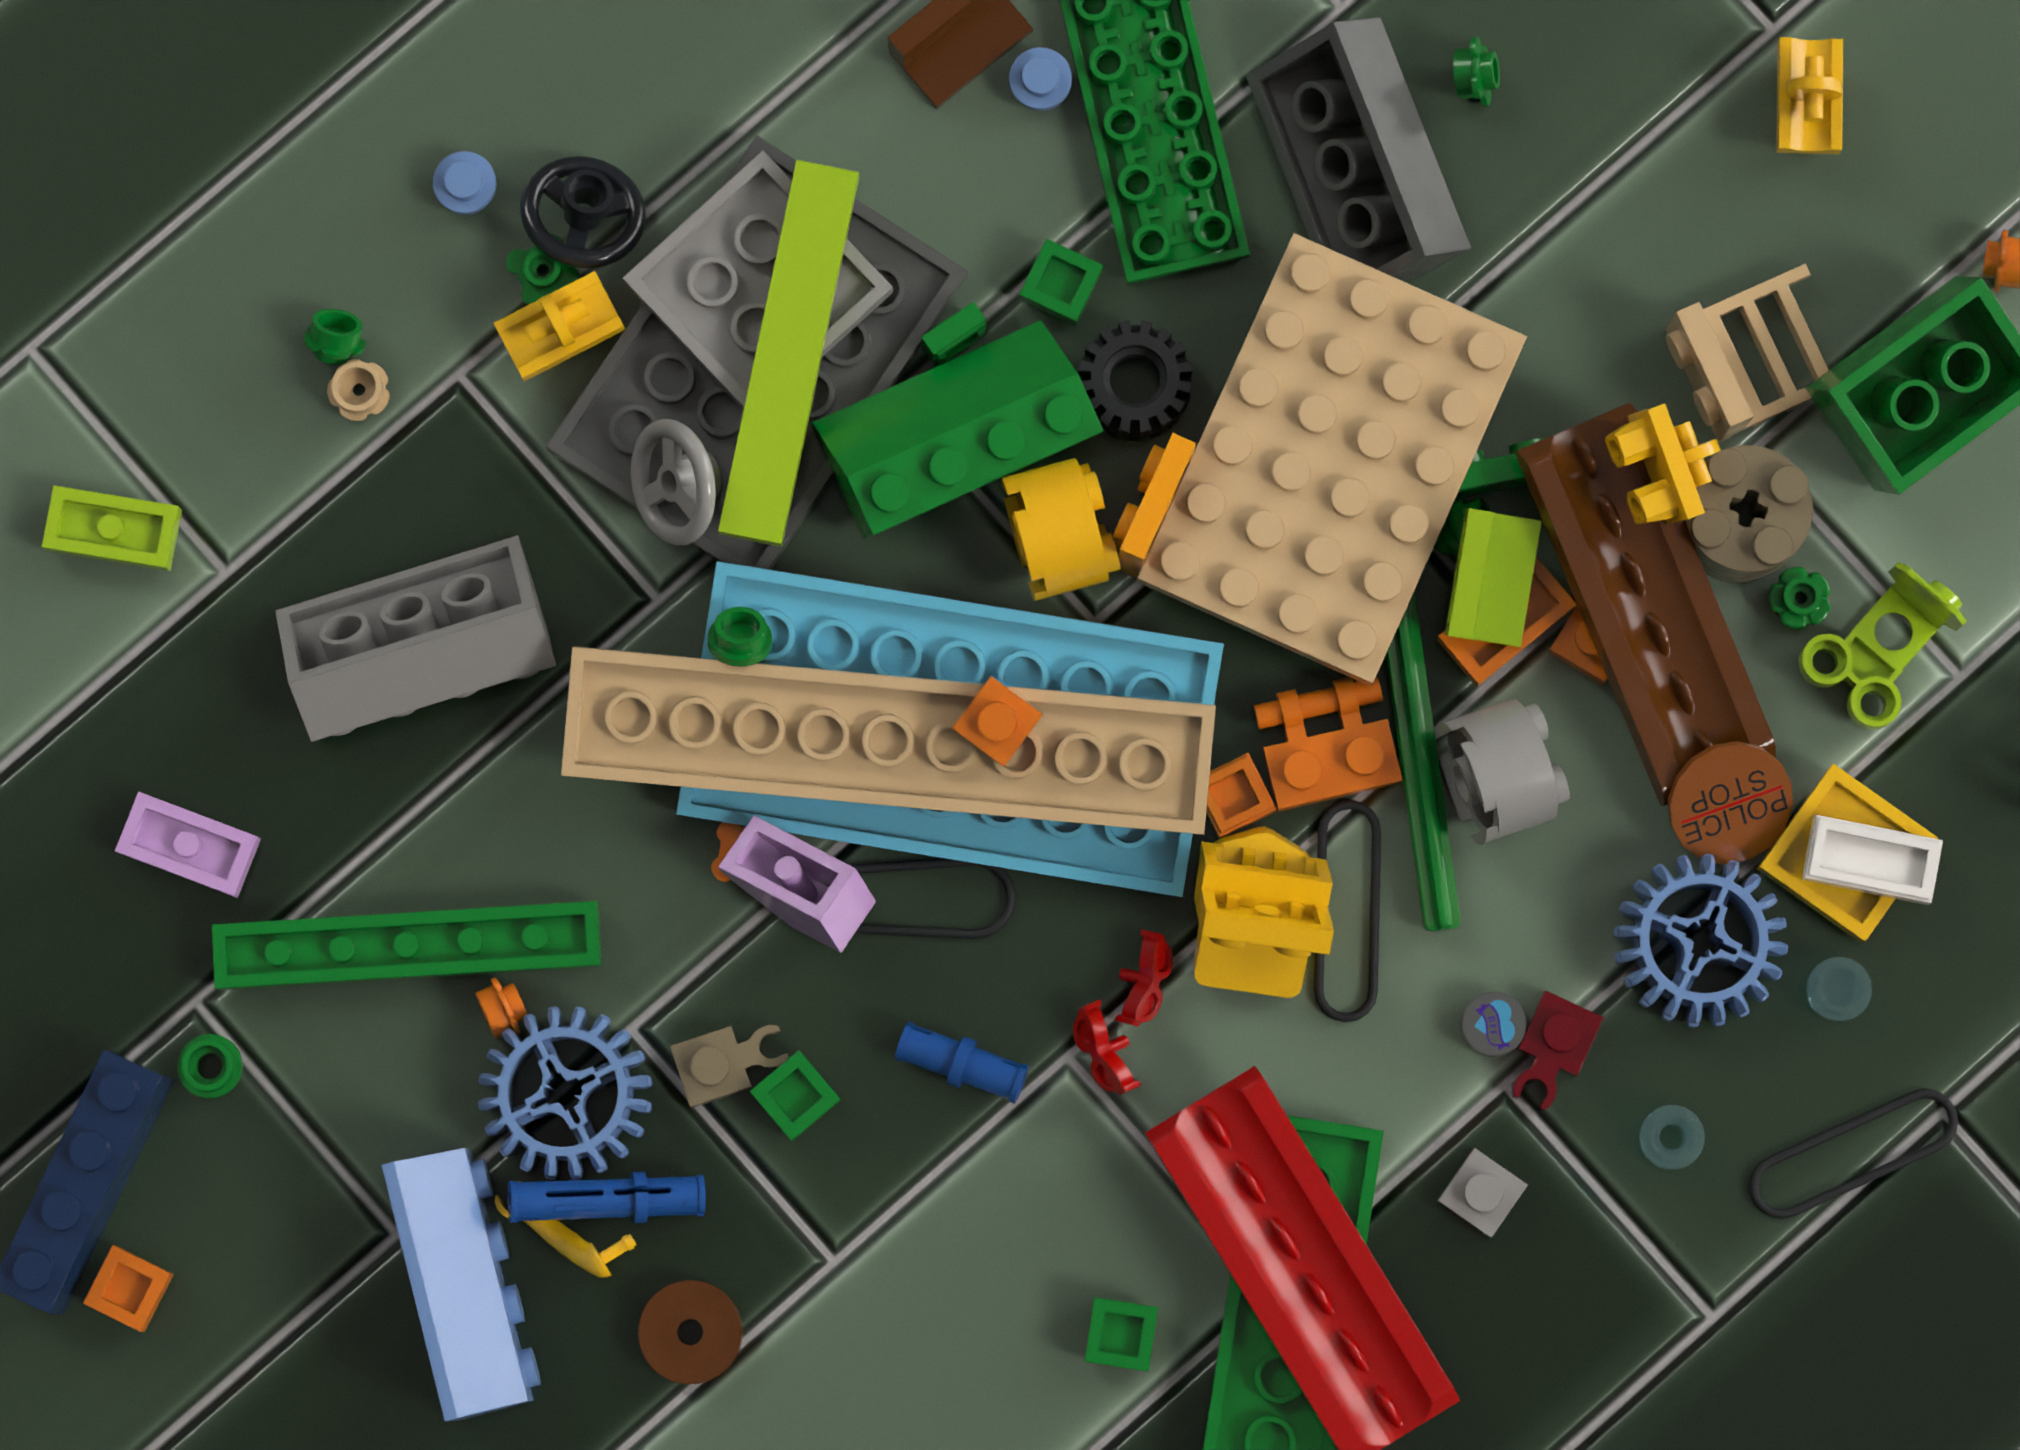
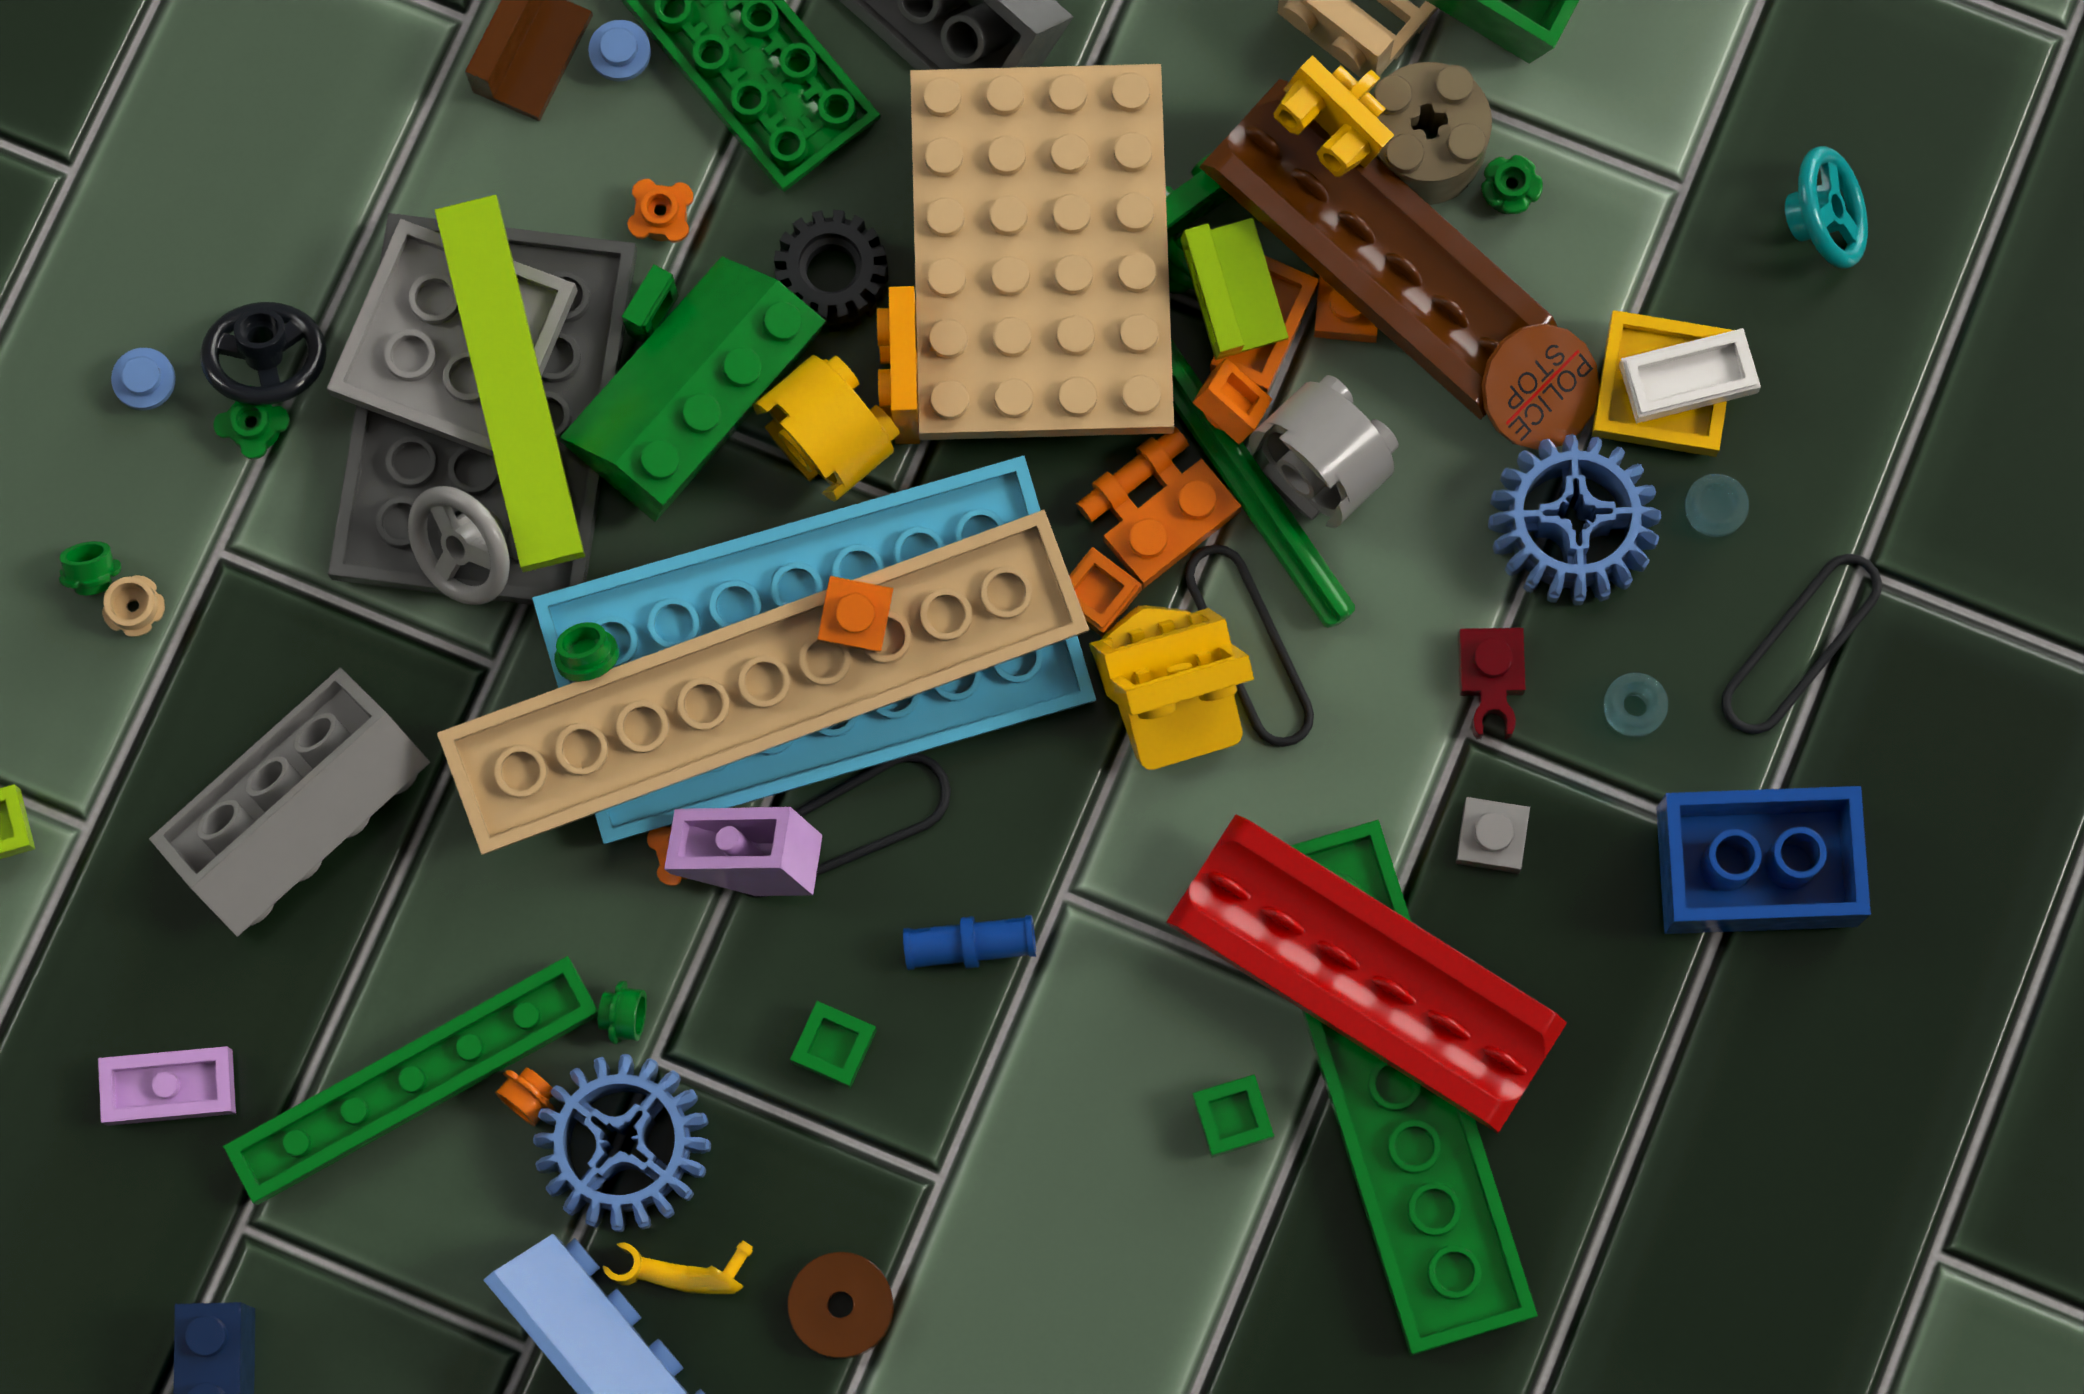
camera: 25 degrees left, 5 degrees down
(192, 1056) = (262, 1272): green plate -> none
(559, 326) = (289, 461): yellow hips -> none
(607, 1198) = (727, 1208): blue pin -> none
(621, 975) = (623, 1013): none -> green plate
(718, 1065) = (750, 1052): dark tan plate -> none
(1007, 267) = (667, 227): none -> orange plate
(1061, 282) = (724, 216): green plate -> none
(1106, 1066) = (1102, 883): red piece -> none
(1146, 996) = (1106, 804): red piece -> none
(1440, 681) = (1232, 401): none -> orange plate
(1493, 1024) = (1428, 681): dark grey tile -> none
(1713, 1338) = (1763, 860): none -> blue brick
(1869, 665) = (1614, 137): lime piece -> none

